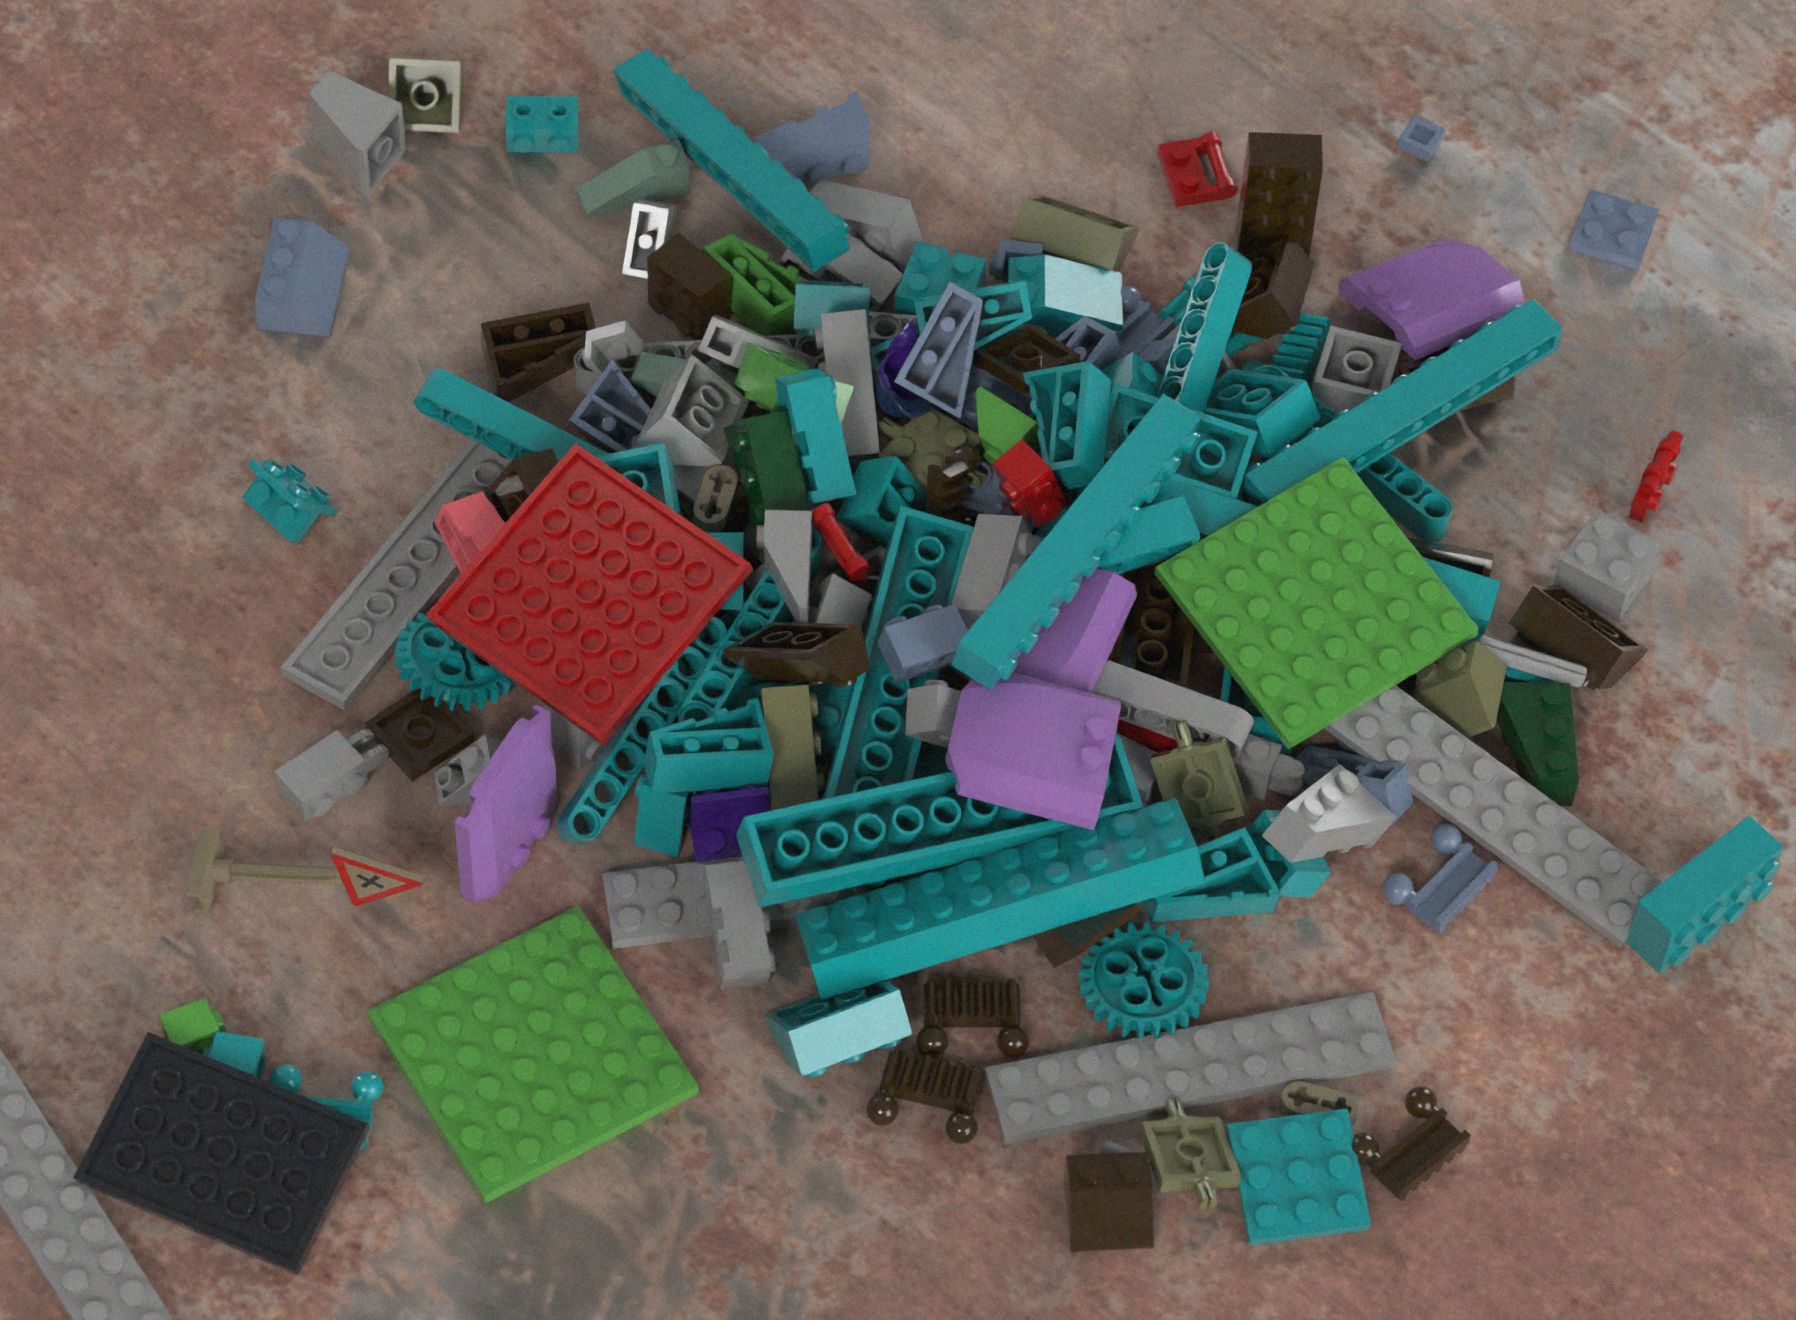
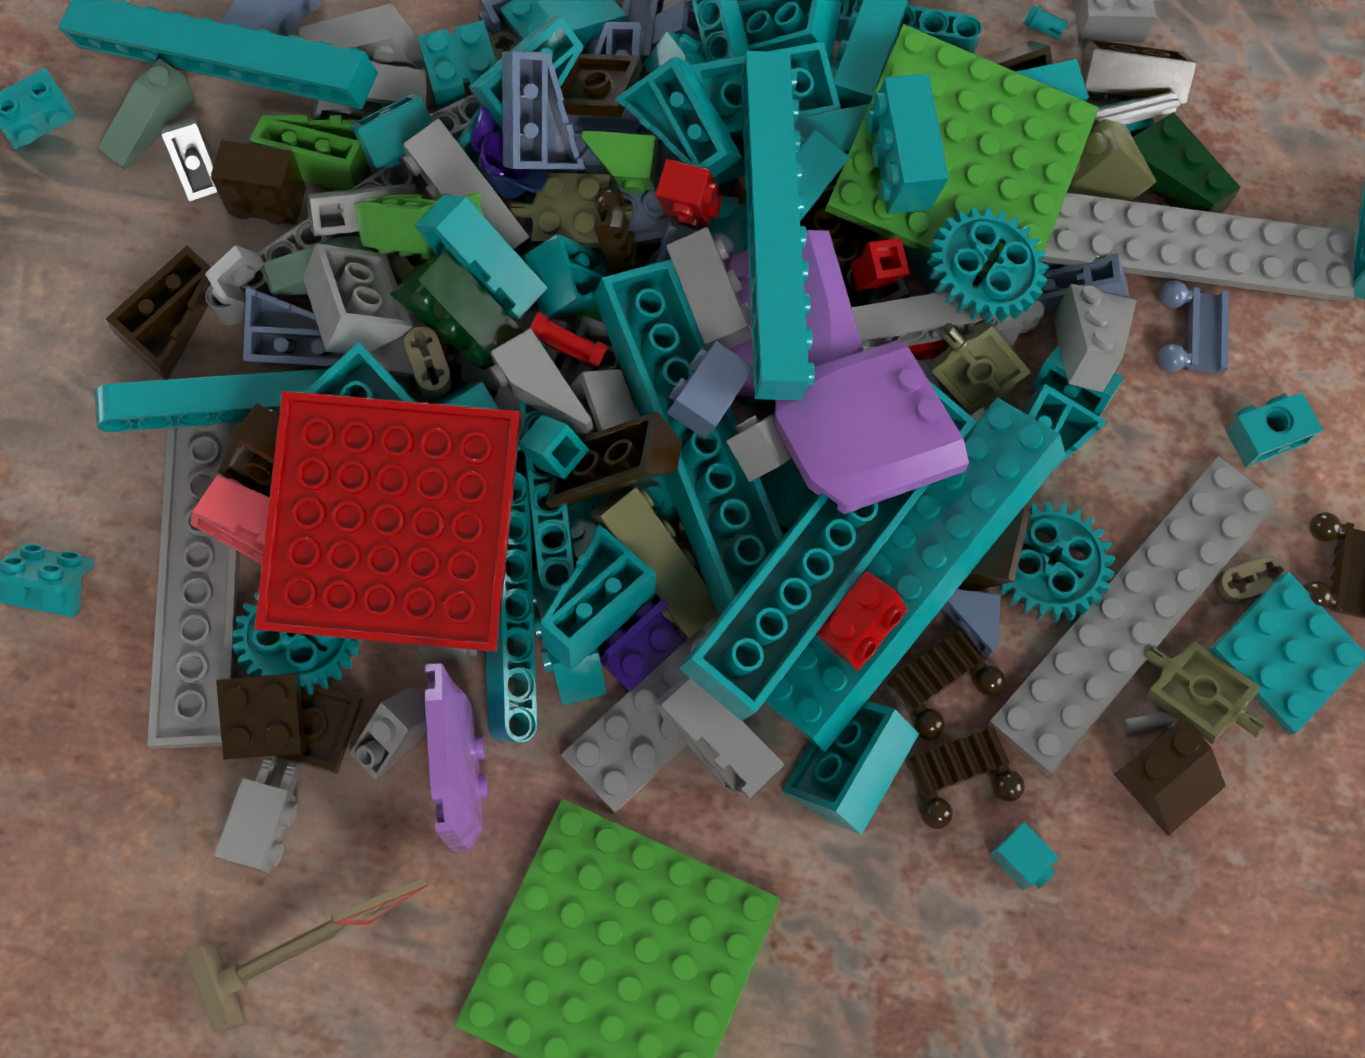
camera: 35 degrees left, 15 degrees up
(384, 693) = (261, 715): none -> dark brown plate
(761, 611) = (553, 446): none -> teal brick
(915, 887) = (862, 620): none -> red brick
(927, 1179) = (1025, 857): none -> teal brick
(1040, 980) = (978, 617): none -> sand blue slope
(1166, 642) = (880, 264): none -> red brick
(1248, 547) = (907, 144): none -> teal brick
(1256, 691) = (1017, 282): none -> teal gear
(1425, 1009) = (1258, 442): none -> teal brick
(1527, 548) = (1045, 22): none -> teal pin

